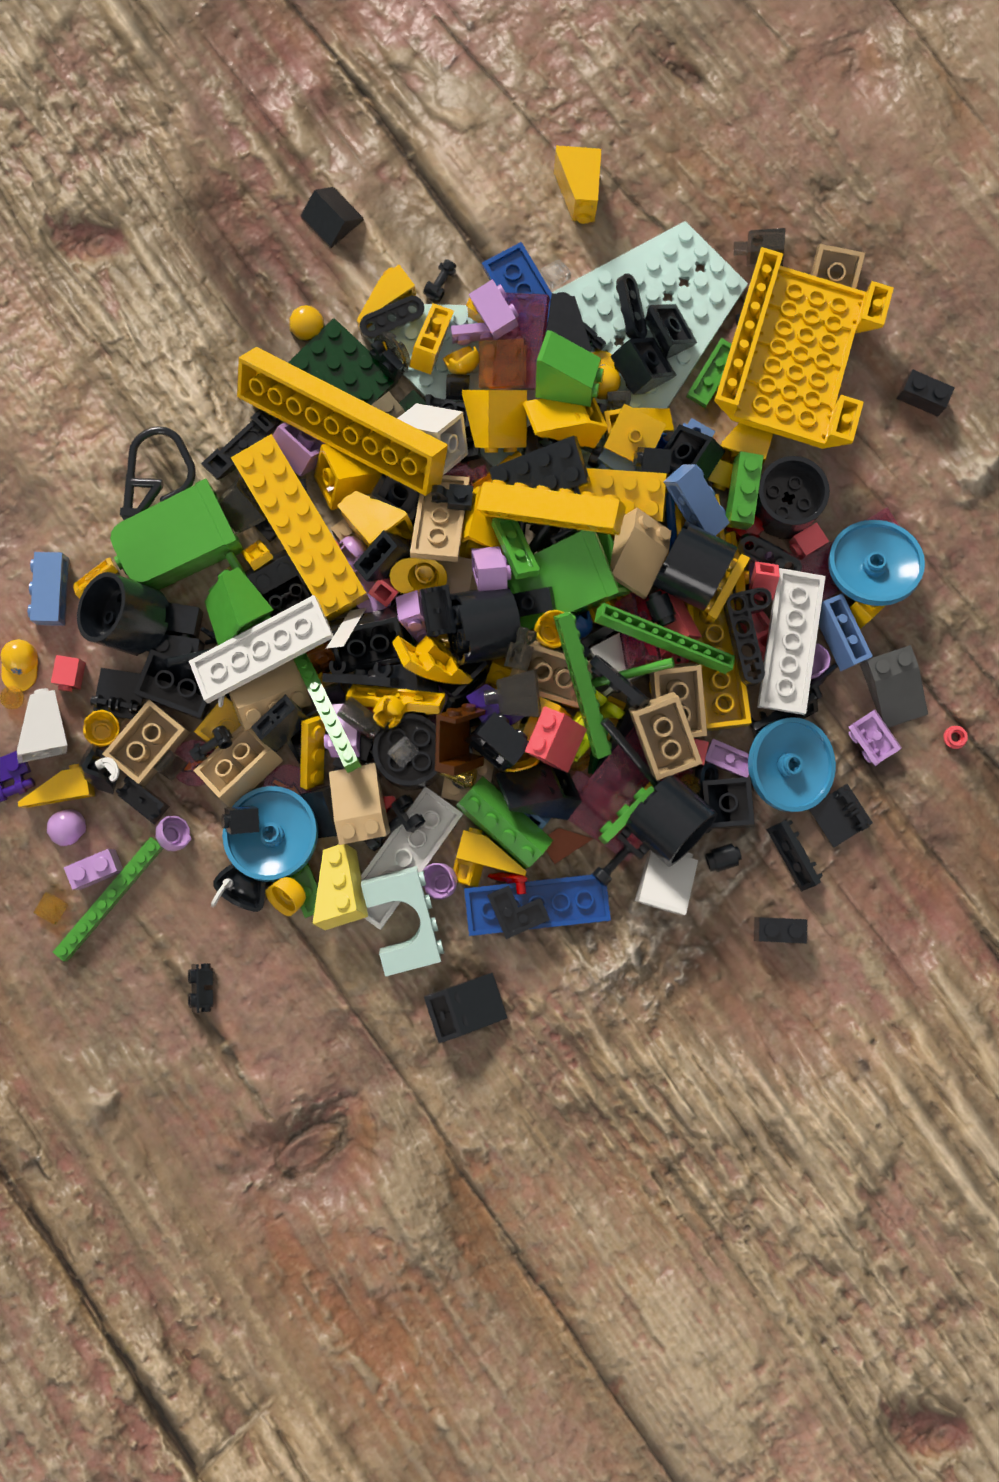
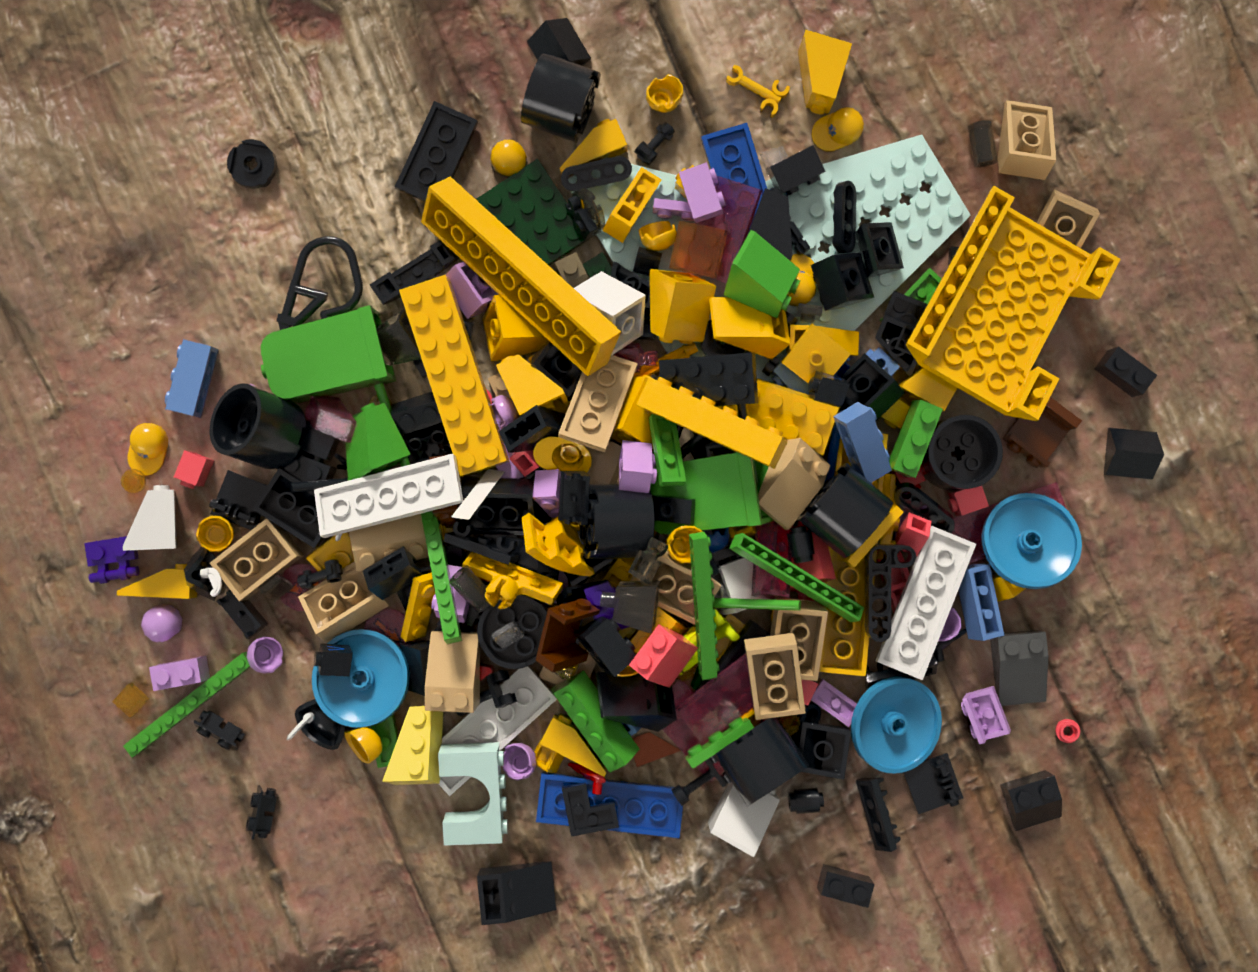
camera: 15 degrees right, 5 degrees up
(69, 392) = (245, 152): none -> black plate
(105, 566) = (248, 374): yellow plate -> none
(134, 916) = (211, 725): none -> black hinge
(190, 593) = (330, 417): none -> clear pink slope
(237, 329) = (436, 150): none -> black plate
(257, 554) = (406, 392): yellow plate -> none
(343, 254) = (559, 97): none -> black brick
(439, 234) = (664, 93): none -> yellow hair
(457, 496) = (620, 382): black plate -> none
(539, 218) = (772, 97): none -> yellow bar
(577, 273) = (795, 170): none -> black brick
(607, 233) = (837, 129): none -> yellow cap
(619, 682) = (740, 613): black plate -> none
(629, 751) = (736, 680): black bar -> none
(701, 398) = (897, 326): none -> black slope
(742, 215) = (982, 143): none -> clear smoke piece
(767, 238) = (994, 175): clear smoke torso -> none
(783, 204) = (1027, 140): none -> tan slope
(861, 464) = (1041, 437): none -> reddish brown panel
(939, 809) = (1032, 799): none -> black slope
(951, 467) = (1132, 453): none -> black slope

